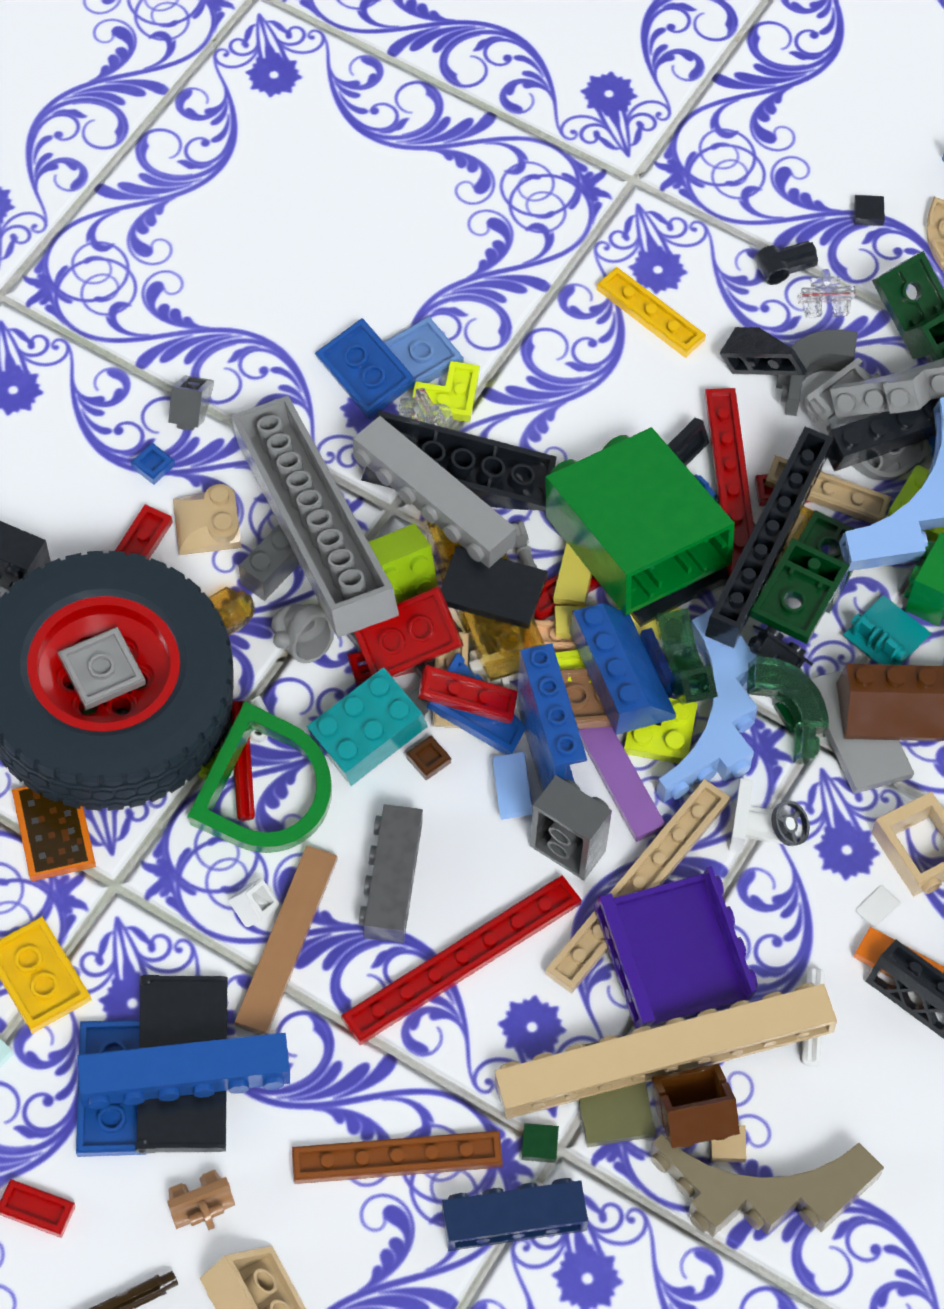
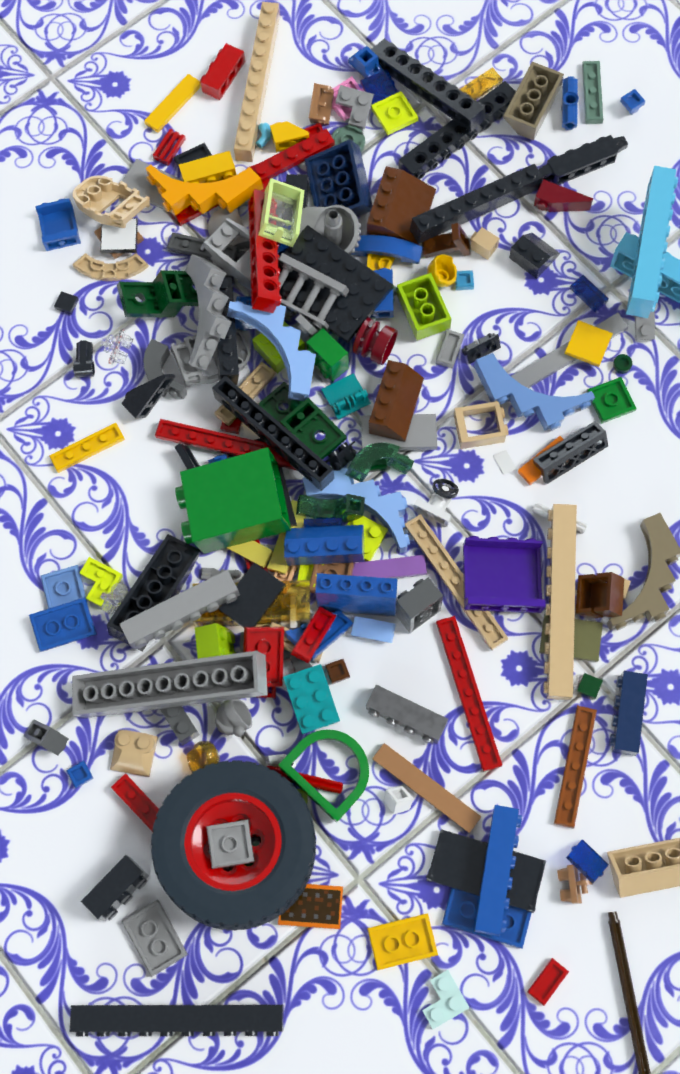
camera: 65 degrees left, 10 degrees up
(244, 1211) = (587, 861): none -> clear blue piece

